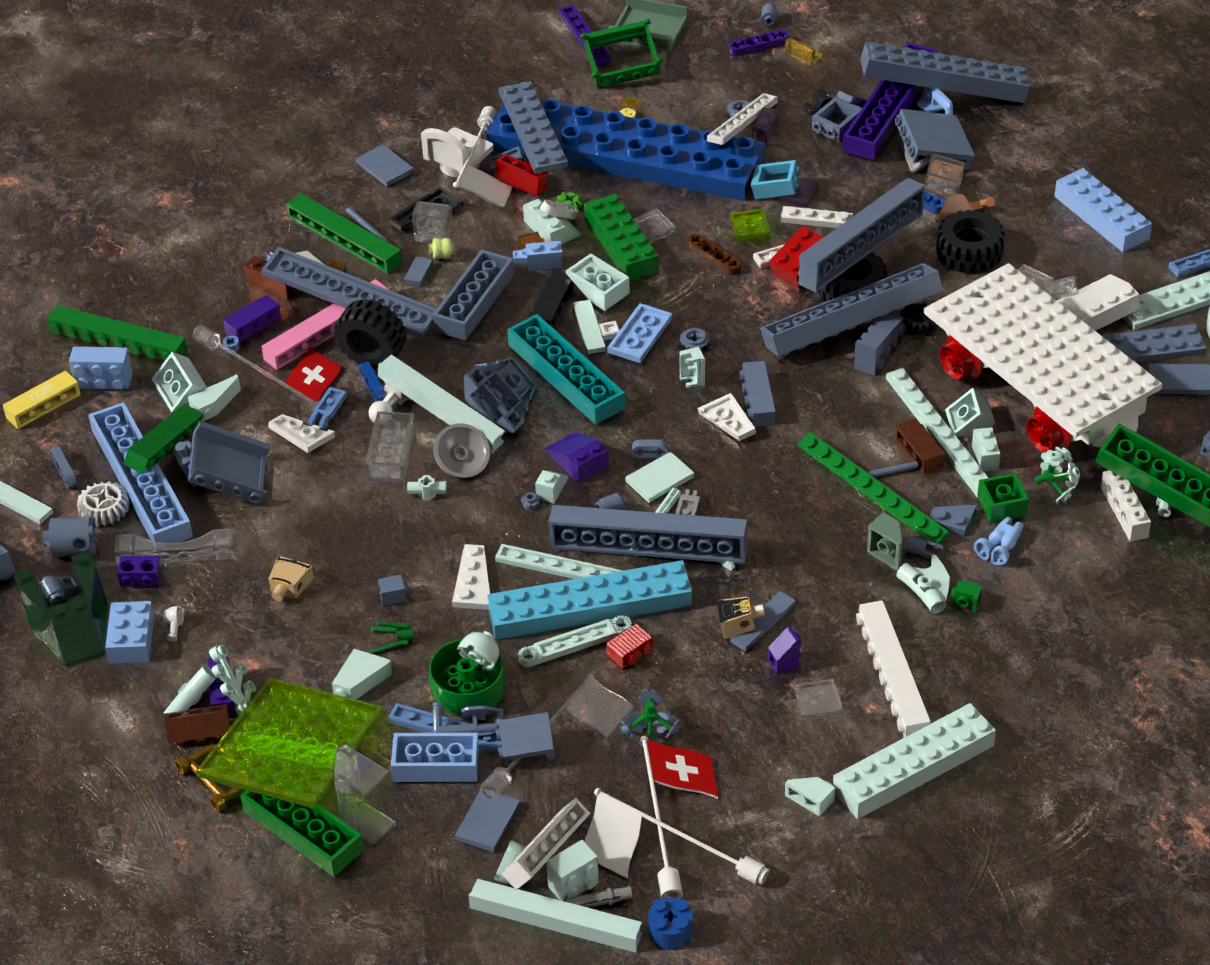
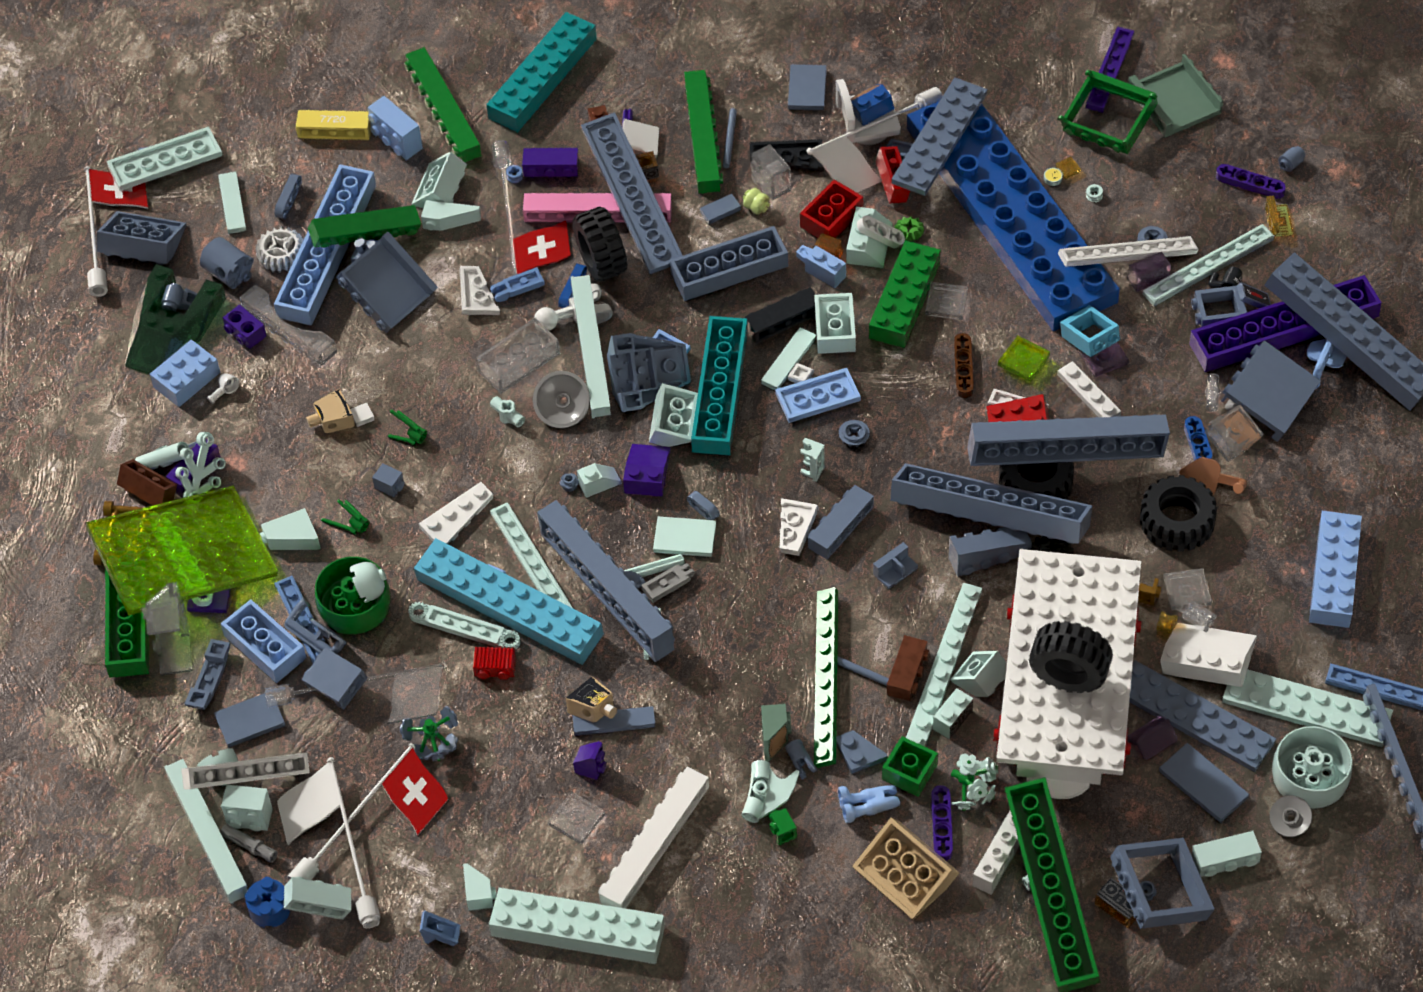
camera: 45 degrees right, 10 degrees up
(171, 269) = (541, 72): none -> teal brick
(317, 564) = (362, 414): none -> white tile
(372, 546) = (415, 432): none -> green plant
(416, 813) = (210, 675): none -> sand blue slope
(462, 129) = (872, 104): none -> blue slope
(505, 220) = (830, 210): none -> red brick
(557, 408) = (673, 416): none -> light aqua slope
(612, 501) = (617, 532): sand blue brick -> none
(667, 104) = (1094, 188): none -> light aqua bush
(709, 886) = (317, 898): none -> light aqua brick
(794, 103) = (1208, 264): none -> light aqua tile
(819, 839) = (439, 928): none -> medium blue slope
(829, 396) = (894, 566): none -> sand blue panel
(895, 166) = (1212, 392): none -> clear pin
(1045, 506) = (939, 823): none -> dark purple beam
(1061, 328) = (1070, 657): none -> black tyre
(1080, 559) = (905, 868): none -> tan slope

